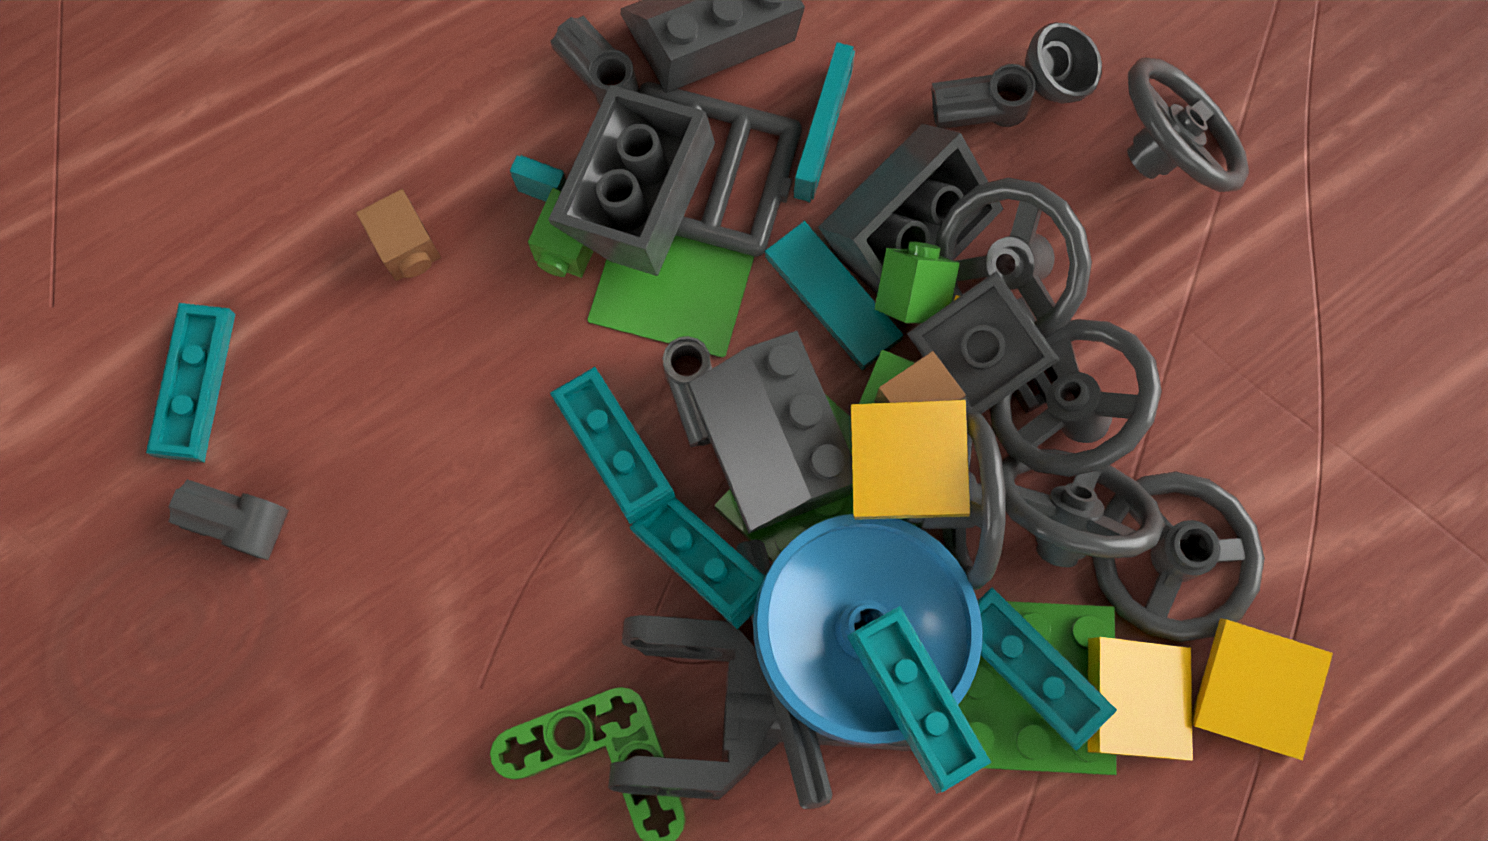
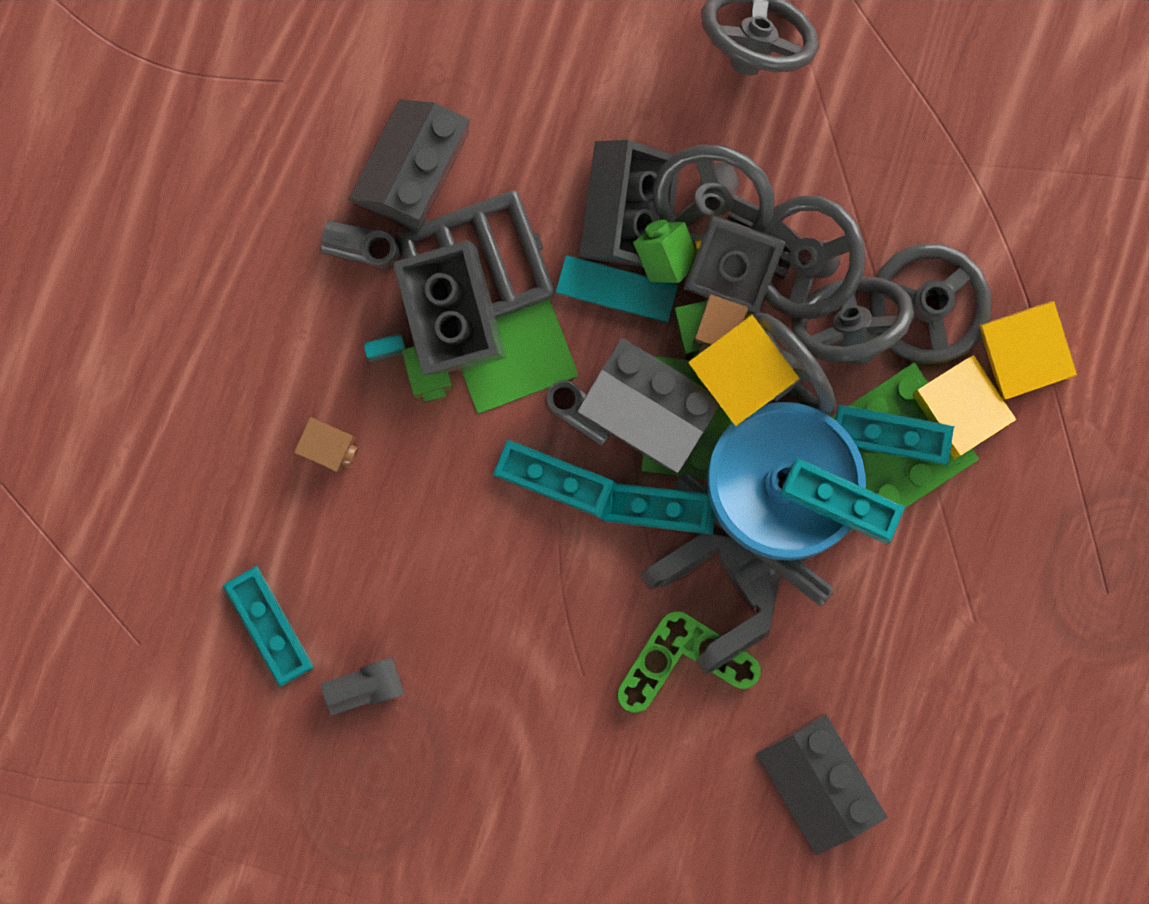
camera: 40 degrees left, 10 degrees up
(824, 122) = (532, 181): teal tile -> none
(978, 98) = (615, 98): dark grey piece -> none
(1063, 63) = (654, 36): dark grey piece -> none

